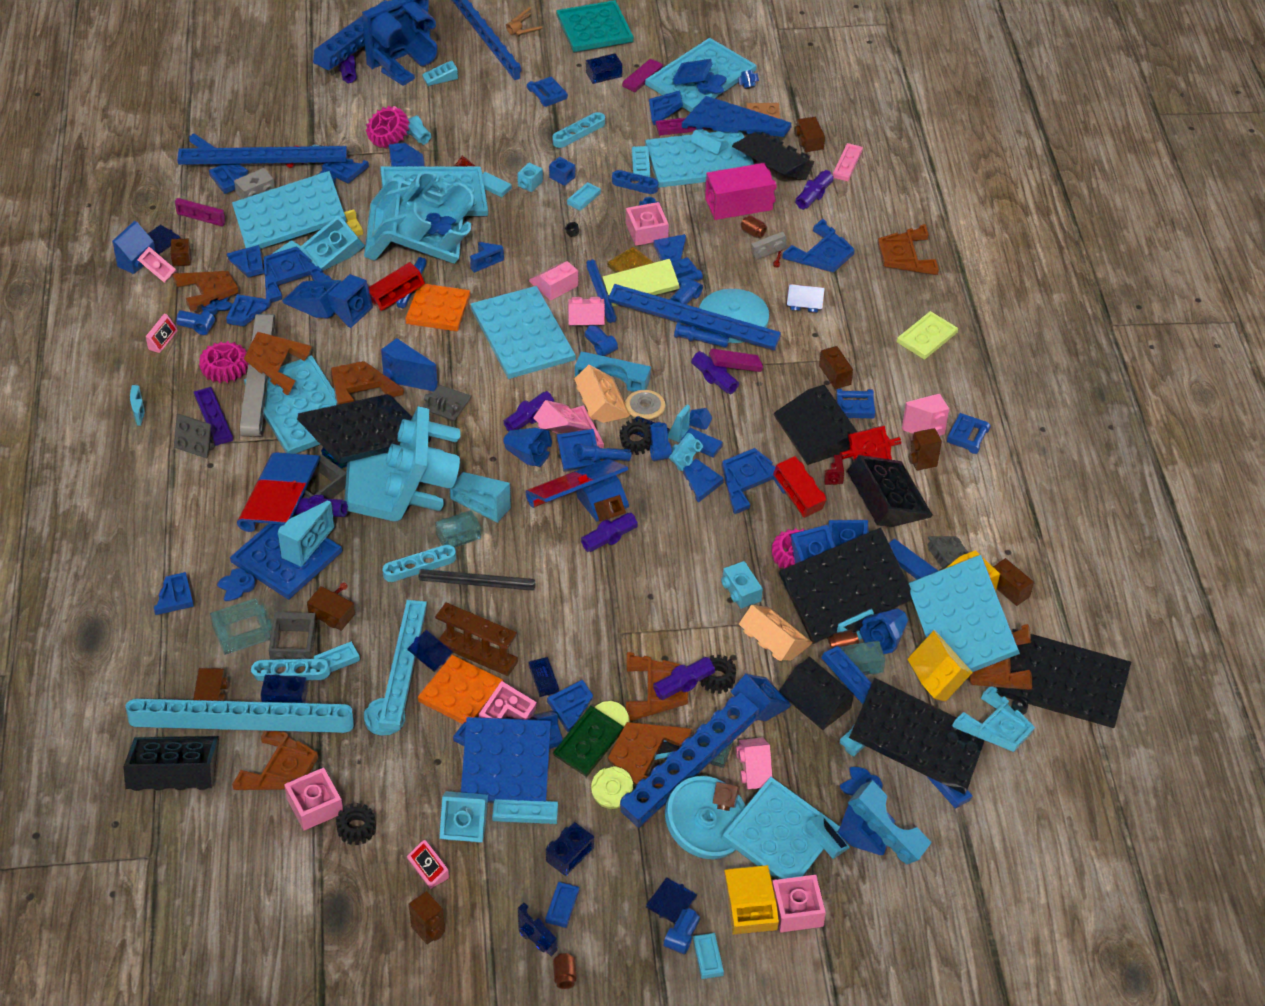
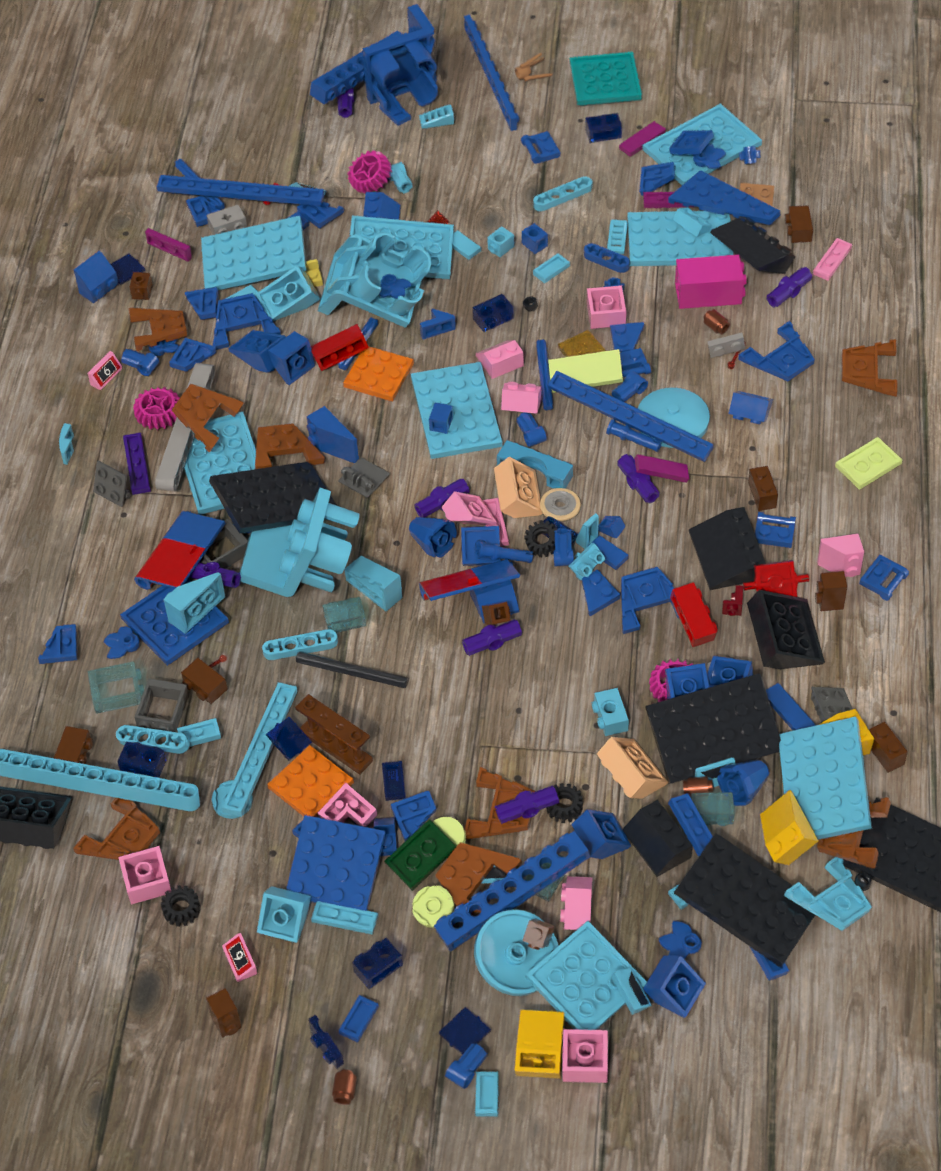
camera: 15 degrees right, 5 degrees up
(157, 265) = (115, 297): bright pink slope -> none
(512, 338) = (440, 418): none -> blue brick
(538, 240) = (493, 312): none -> clear blue brick
(871, 805) = (676, 967): dark azure arch -> none

